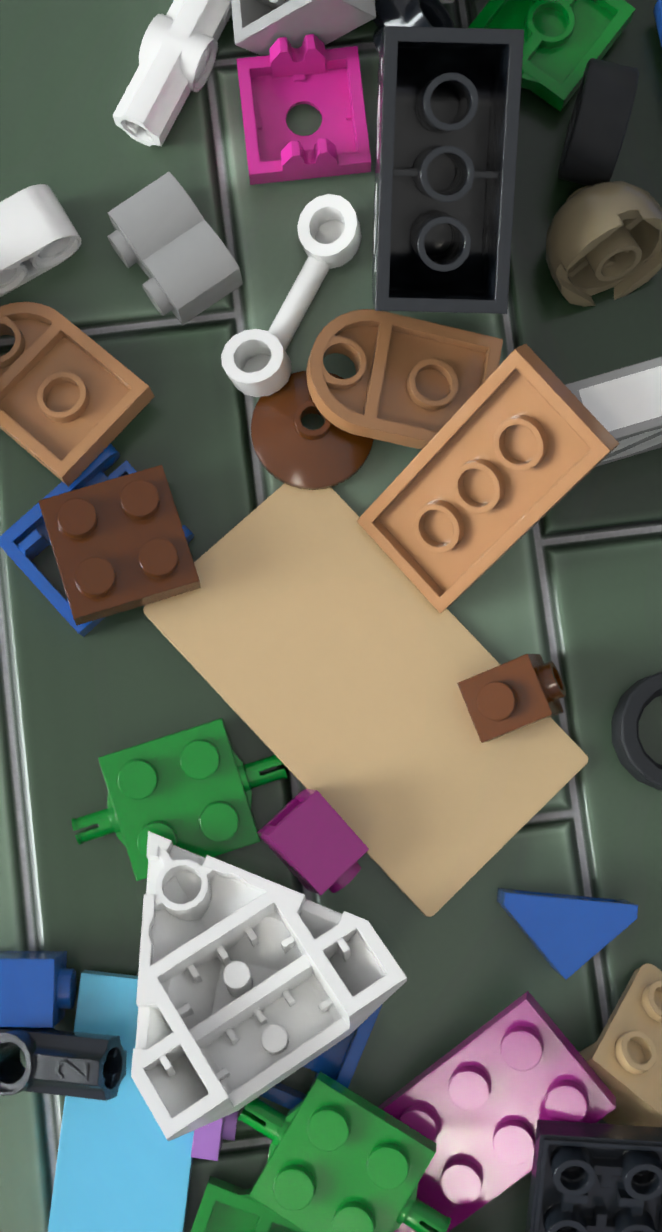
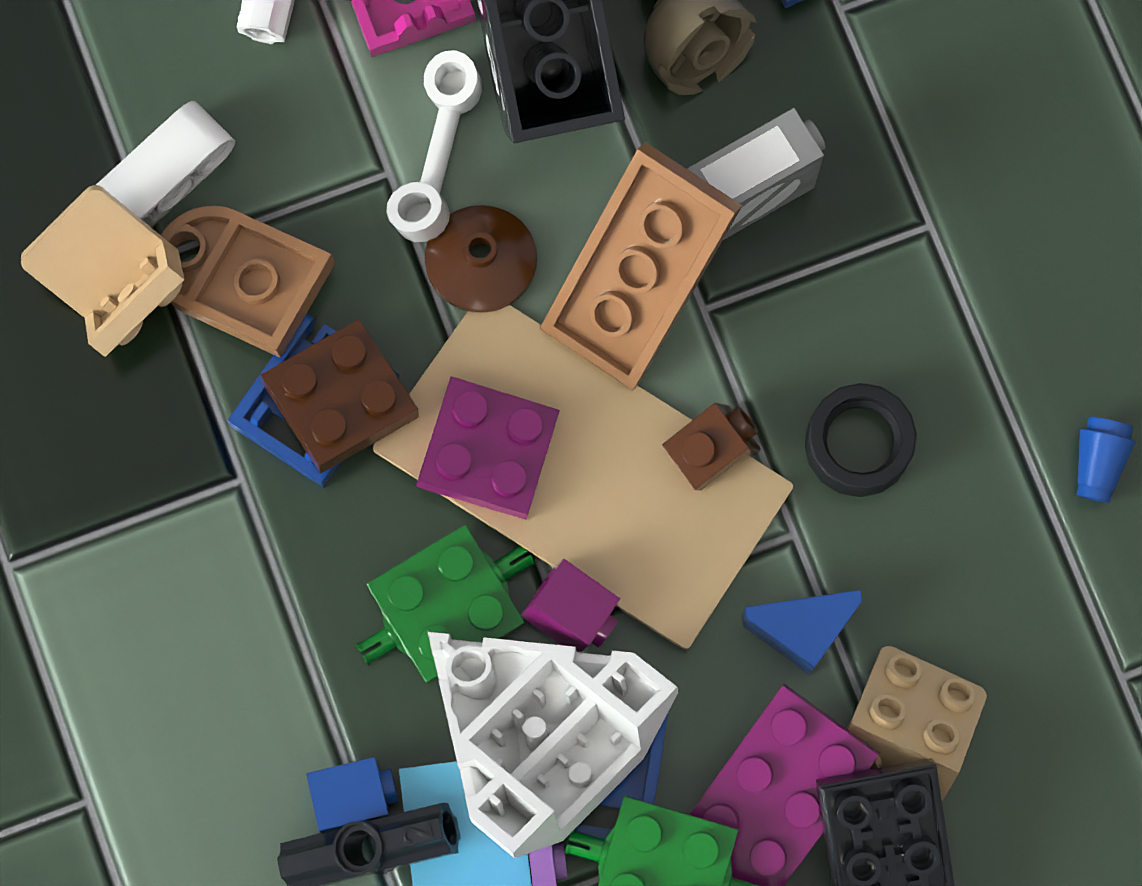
camera: 15 degrees left, 5 degrees down
(174, 248) = (320, 130): light grey brick -> none
(266, 640) = (487, 448): none -> magenta plate
(406, 374) = (550, 189): medium nougat plate -> none

